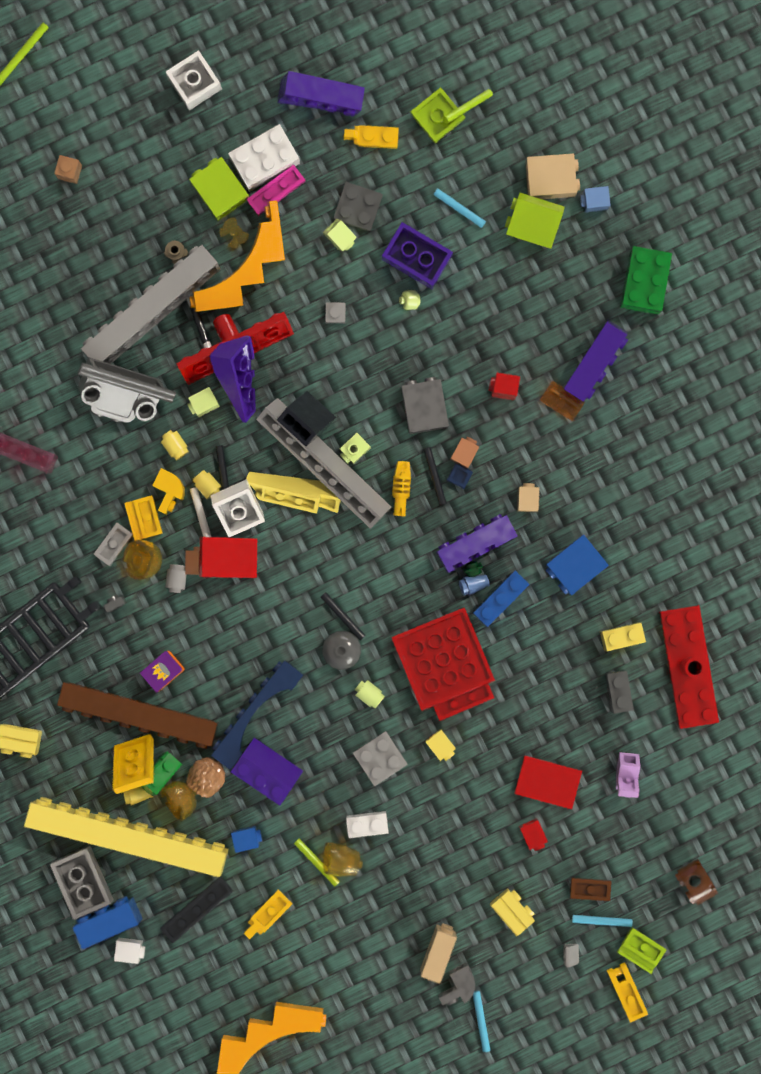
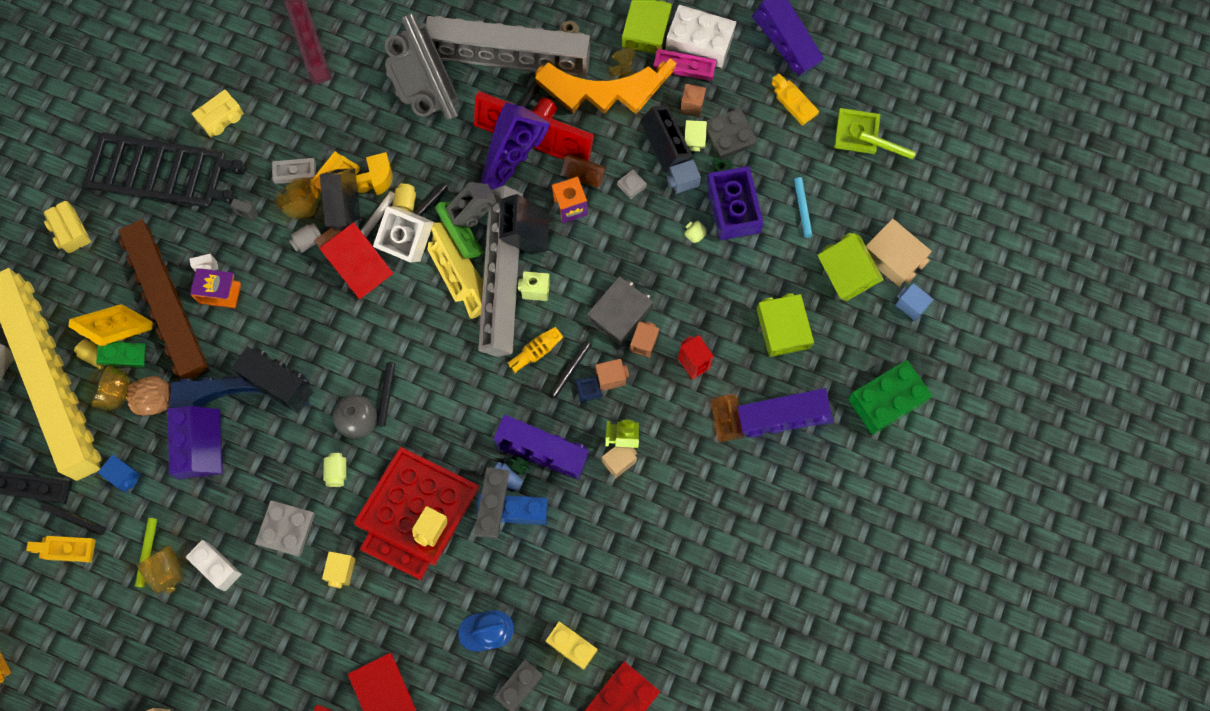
camera: 50 degrees right, 15 degrees down
(17, 562) = (218, 114): none -> light yellow brick
(135, 665) = (204, 262): none -> white plate
(173, 530) = (340, 197): none -> black brick
(174, 444) = (415, 151): light yellow brick -> none
(203, 402) = (469, 144): yellowish green brick -> none
(249, 892) = (74, 518): none -> black bar
(257, 442) = (471, 204): none -> dark grey brick
(264, 465) = (461, 235): none -> bright green plate
(276, 684) = (273, 378): none -> black brick
(296, 338) = (587, 171): none -> reddish brown plate
(311, 211) = (692, 100): none -> nougat brick
(318, 377) = (570, 208): none -> orange piece
(325, 258) = (665, 137): none -> black brick
(364, 272) = (684, 176): none -> sand blue brick
(378, 245) = (726, 165): none -> dark green plate
(459, 407) = (644, 339): none -> nougat brick
(469, 664) = (429, 527): none -> light yellow brick
(489, 609) = (492, 503): none -> dark grey plate
(514, 482) = (623, 434): none -> lime plate
(533, 302) = (784, 325): none -> lime brick
(563, 683) = (486, 631): none -> blue piece
(576, 565) = (598, 549): blue brick -> none

